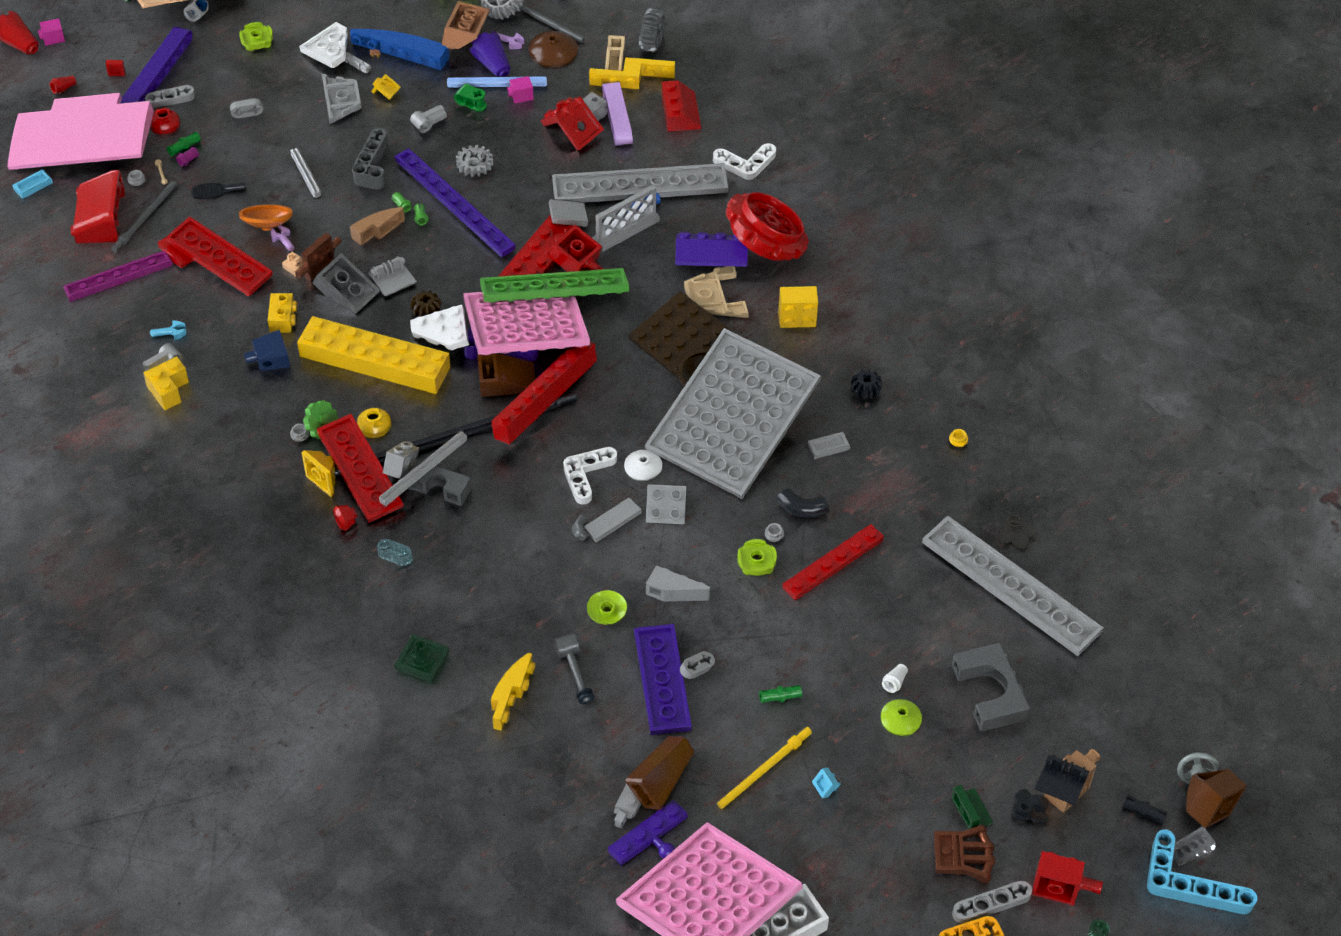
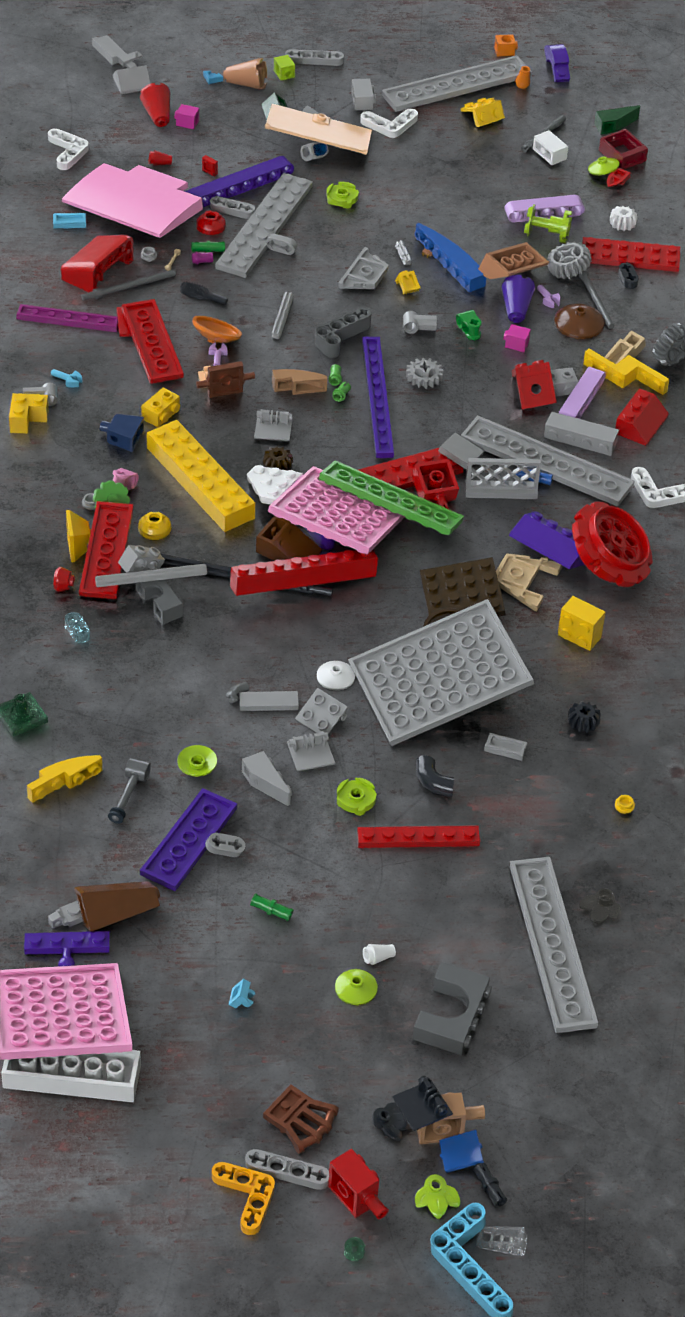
camera: 35 degrees right, 5 degrees down
(212, 99) = (266, 220): none -> light grey plate
(311, 394) = (126, 477): none -> bright pink piece
(328, 46) = (391, 229): white plate -> none
(346, 284) = (229, 411): flat silver slope -> none
(457, 82) = (502, 321): light blue axle -> none
(582, 467) = (283, 647): white beam -> none
(646, 145) = (581, 433): none -> light grey brick
(687, 542) = (310, 751): none -> light grey hinge
(774, 532) = (390, 785): light grey plate -> none
(792, 744) = (246, 950): yellow bar -> none
(971, 807) = (343, 1088): dark green panel -> none
(1101, 797) = (461, 1151): none -> blue piece
(1117, 848) = (437, 1198): none -> lime plate
(1210, 792) = (555, 1203): reddish brown piece -> none

